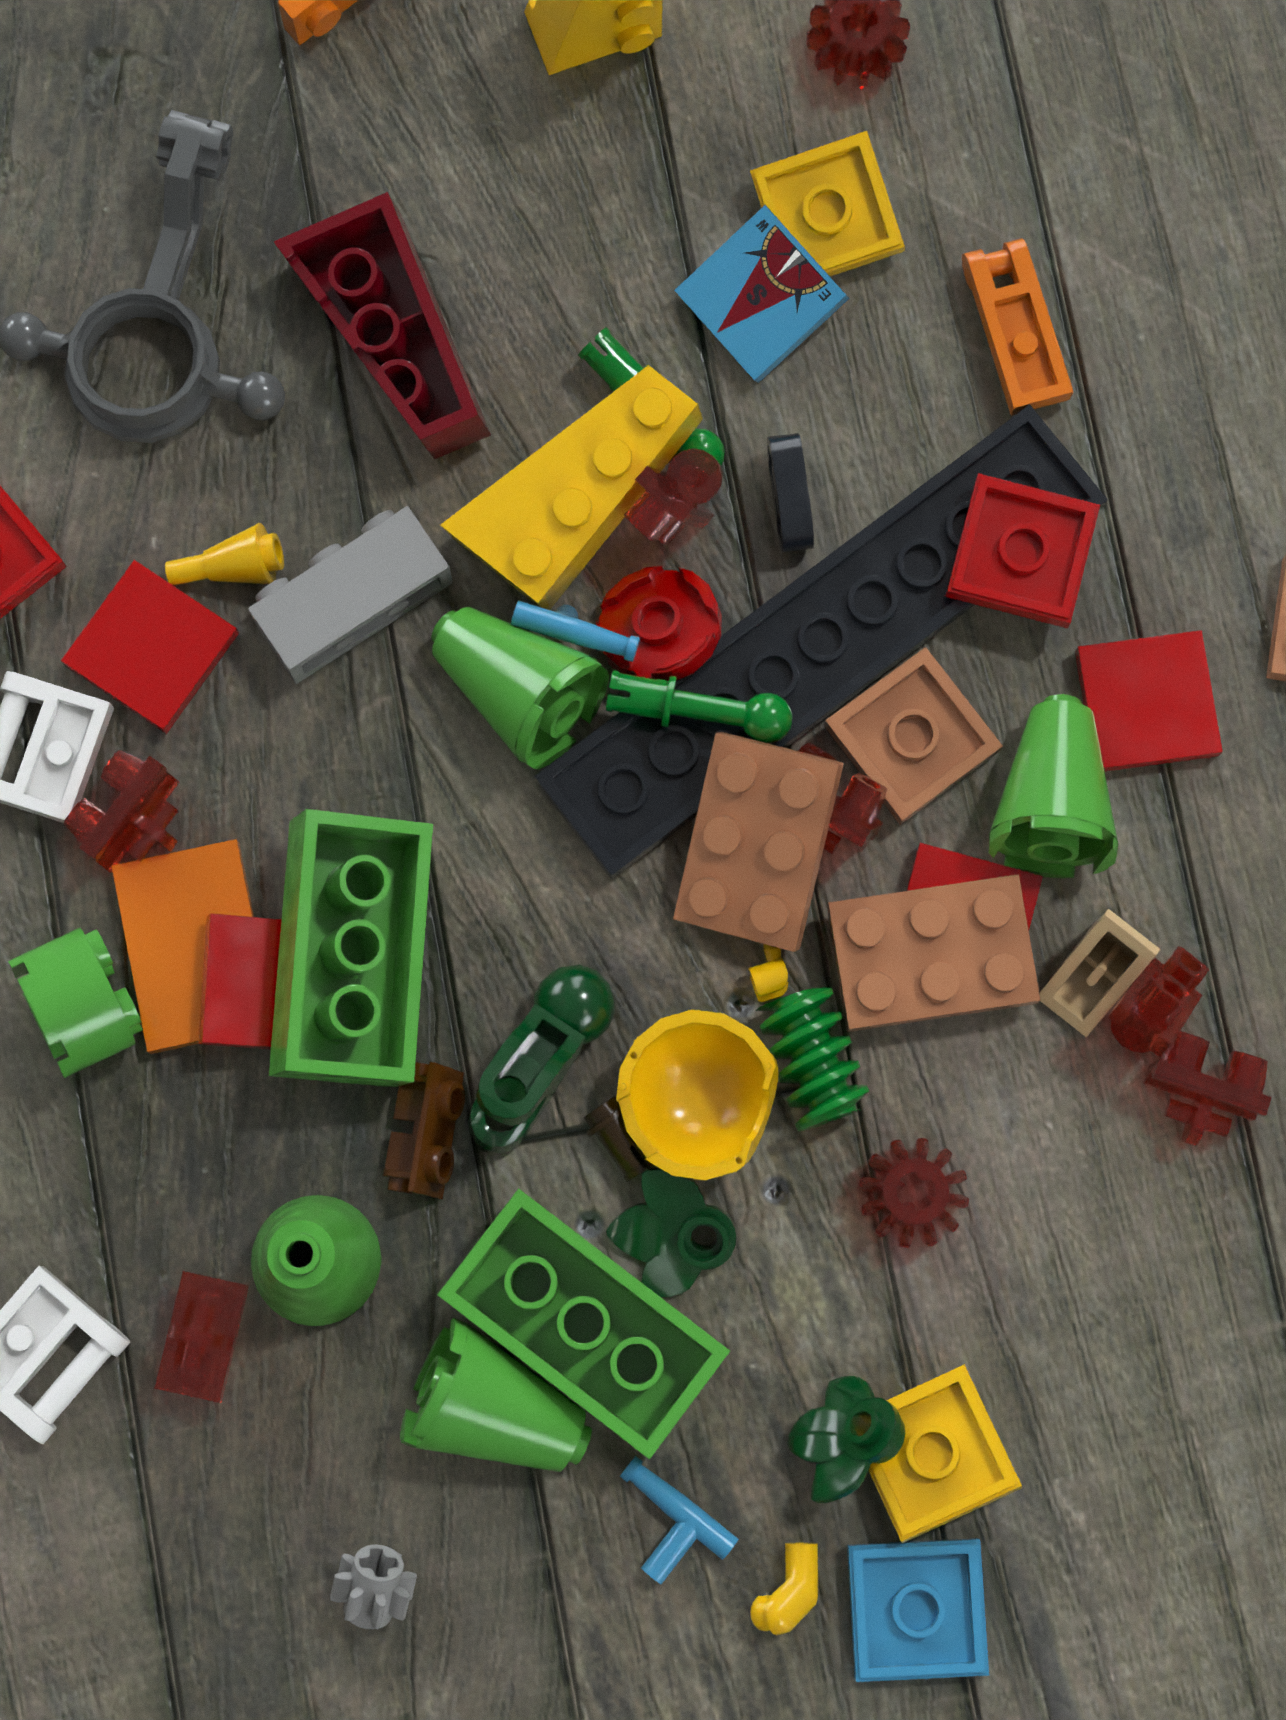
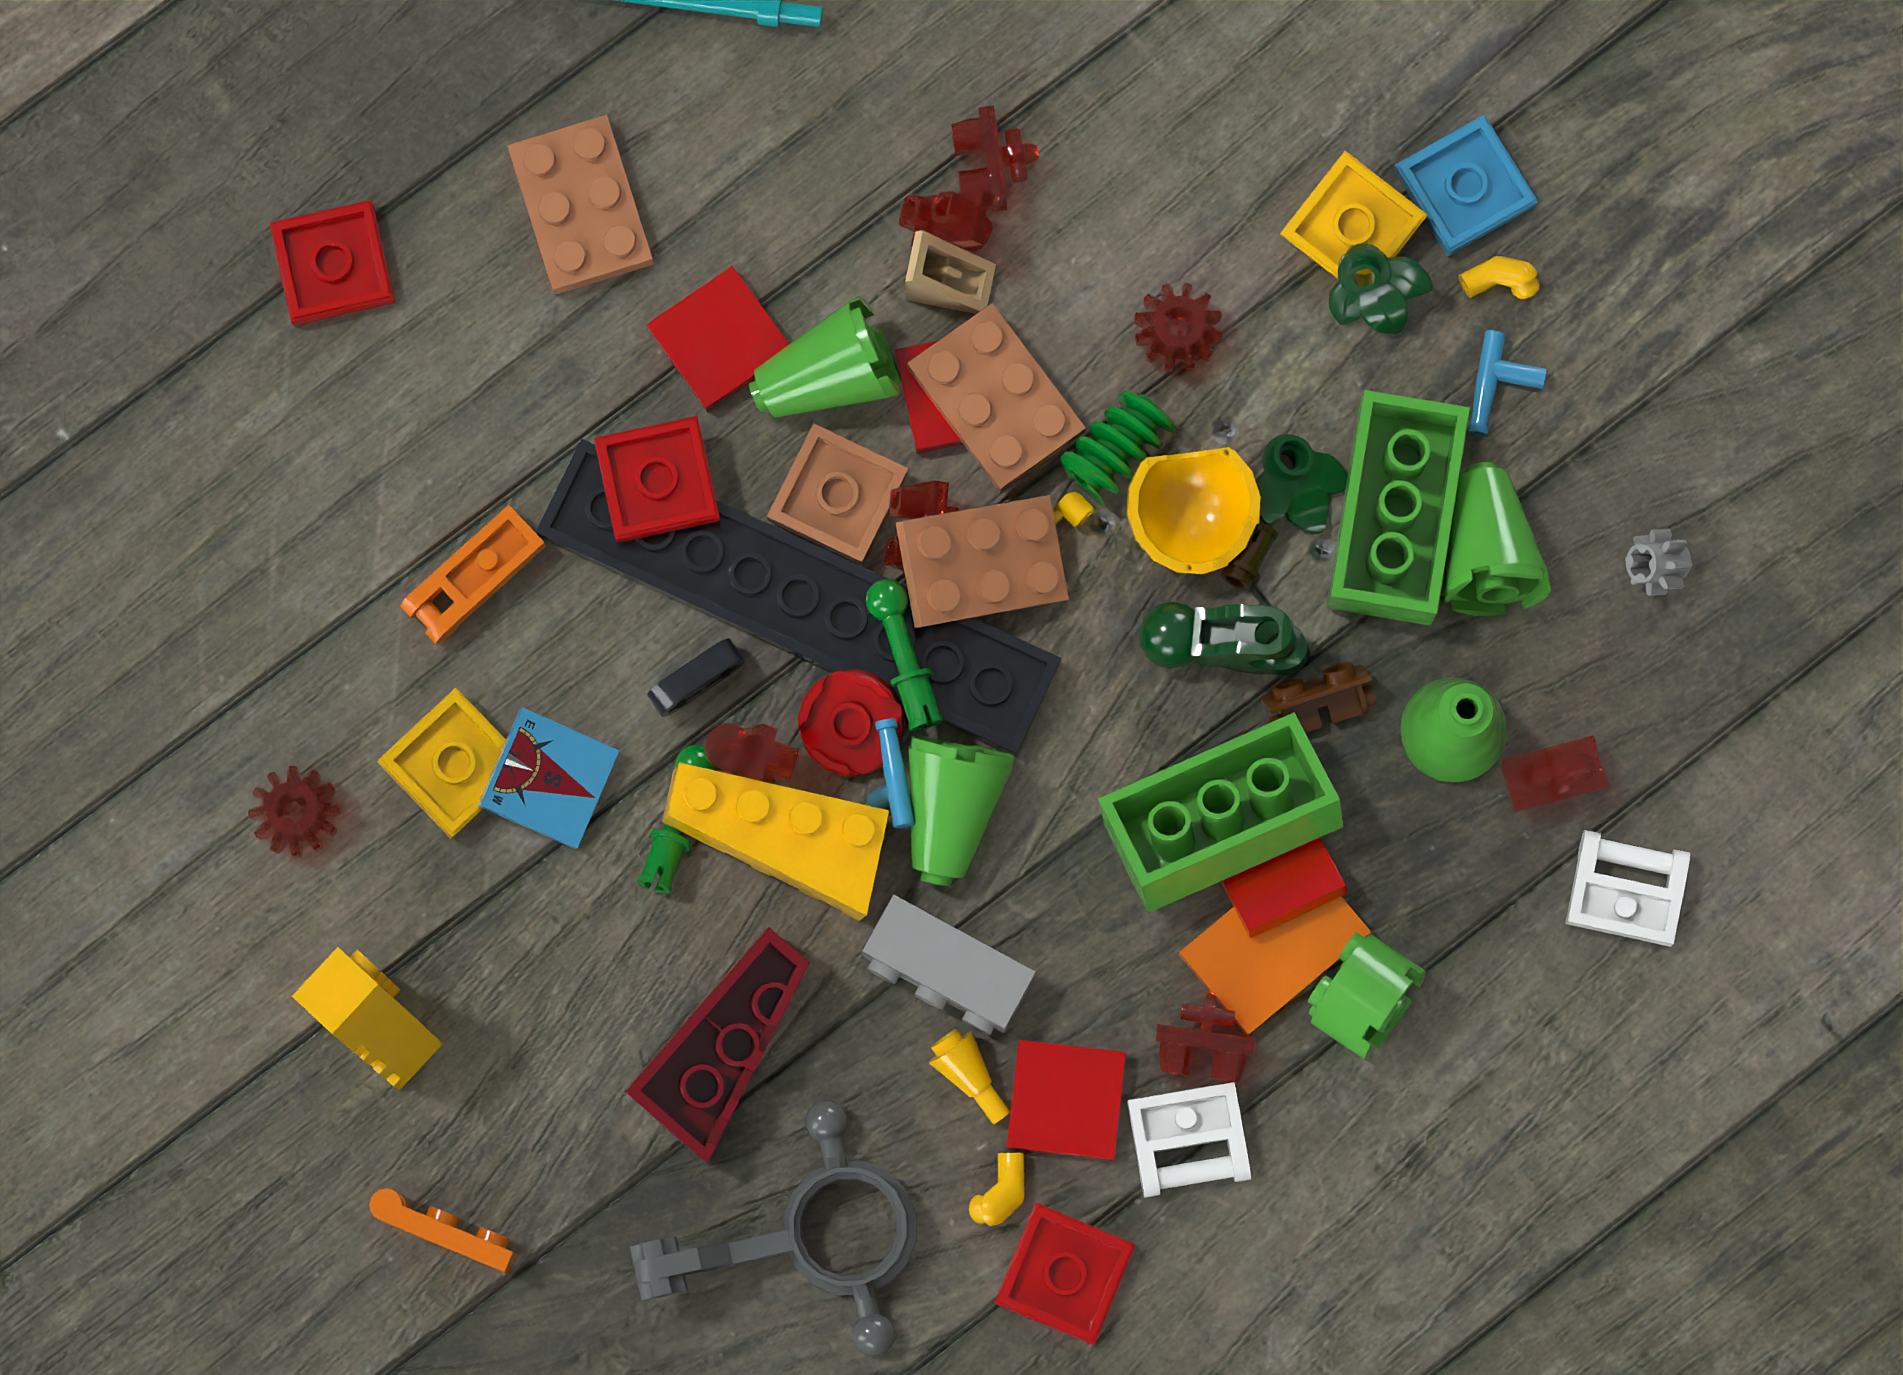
camera: 115 degrees left, 0 degrees up
(86, 537) = (1004, 1196): none -> yellow arm

